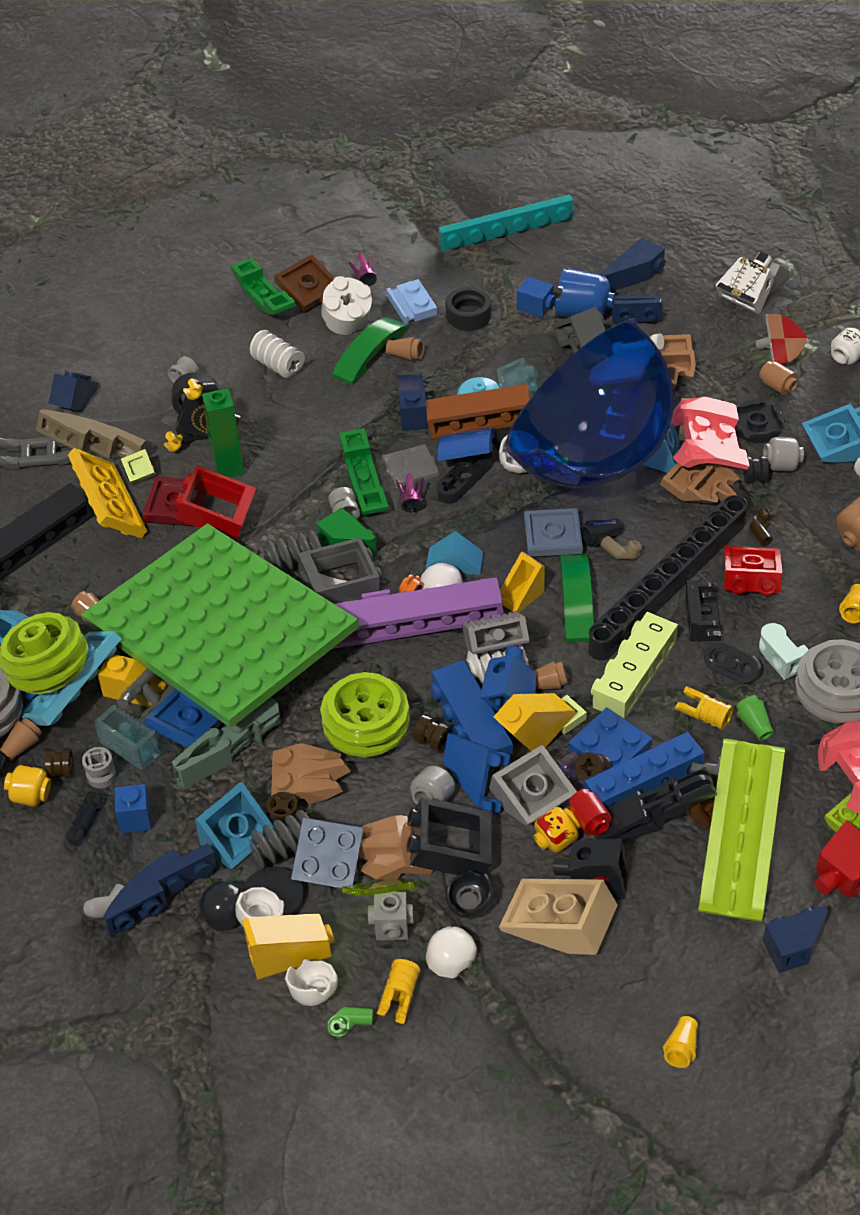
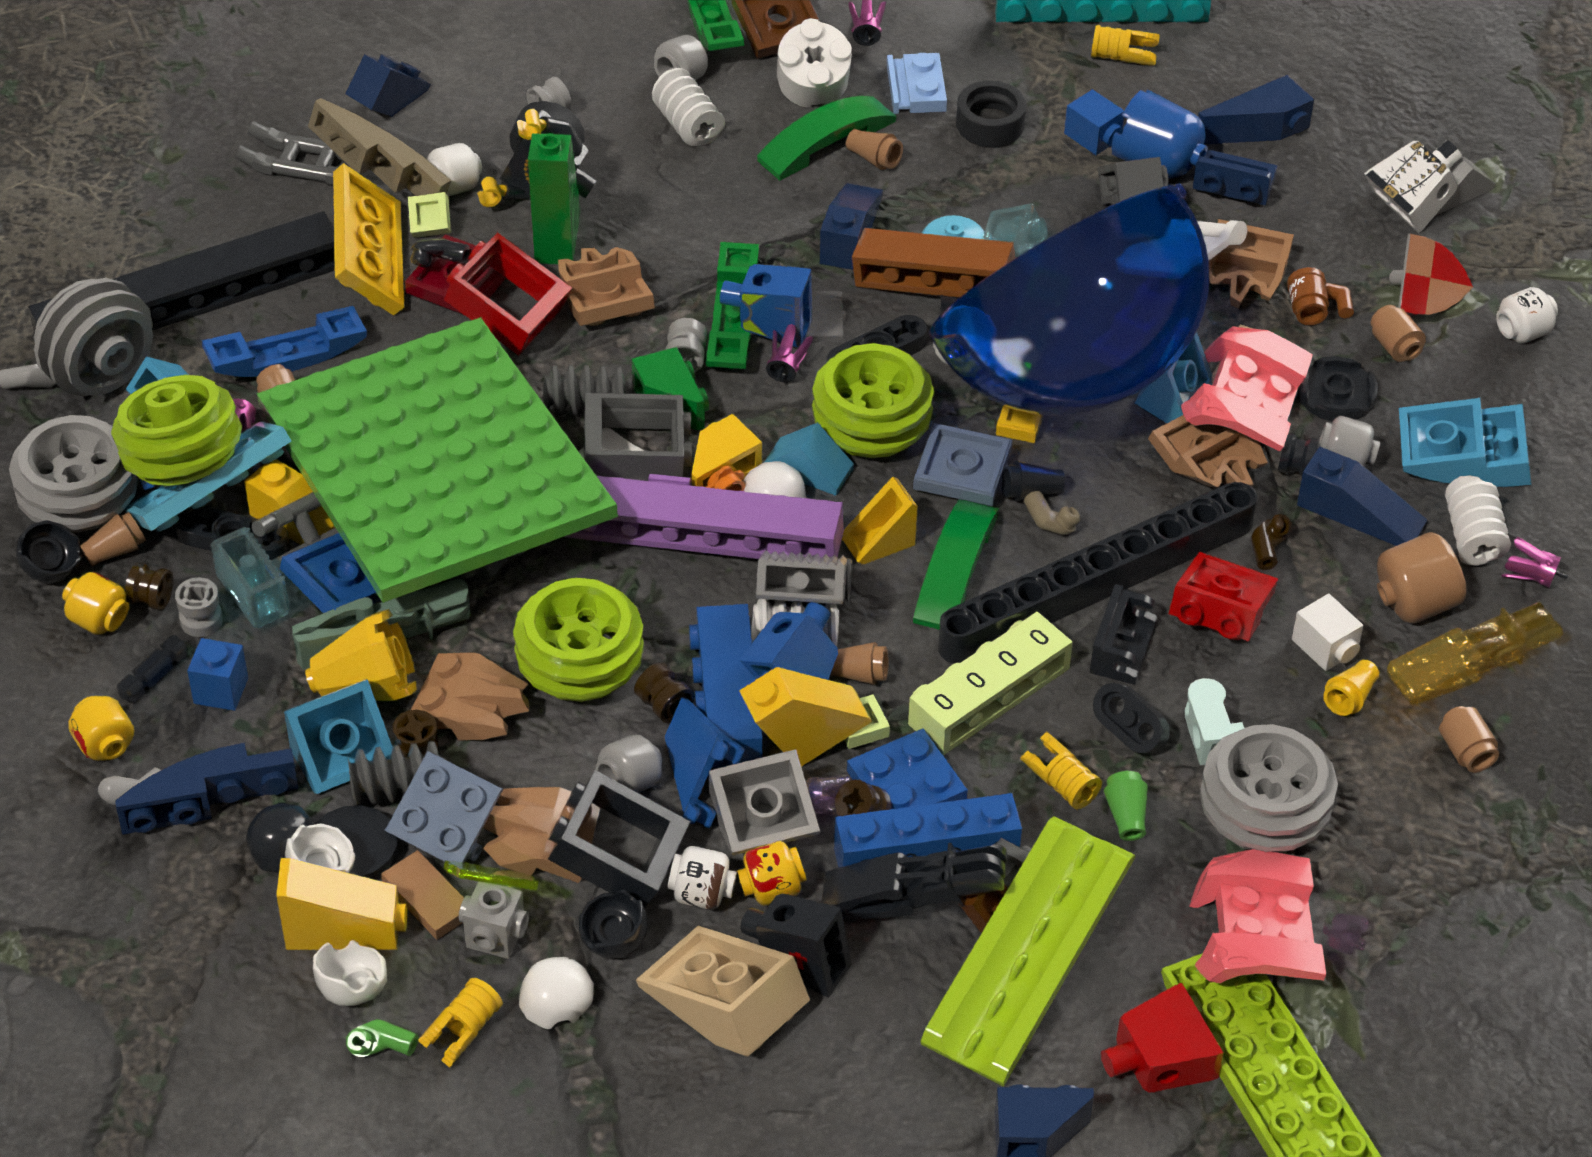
camera: 15 degrees right, 0 degrees up
(69, 868) = (99, 726): none -> yellow head
(88, 705) = (196, 523): none -> black beam
(106, 564) = (294, 350): none -> blue slope
(144, 428) = (459, 165): none -> white head
(157, 486) = (441, 248): none -> black arm
(225, 769) = (368, 652): none -> yellow cone
(255, 321) = (683, 53): none -> light grey head
(274, 481) = (605, 286): none -> medium nougat plate
(338, 912) = (426, 894): none -> medium nougat tile
(389, 461) = (772, 300): none -> blue torso
(400, 563) = (723, 445): none -> yellow slope
(466, 443) = (893, 305): blue slope -> none
(491, 506) = (873, 400): none -> lime wheel
(513, 846) = (701, 877): none -> white head
(526, 245) = (1115, 44): none -> yellow hinge
(574, 497) = (1018, 425): none -> yellow tile
(589, 812) = (823, 862): red brick -> none
(717, 368) = (1311, 293): none -> dark orange piece
(801, 485) = (1357, 498): none -> dark blue slope
(825, 574) = (1327, 632): none -> white brick

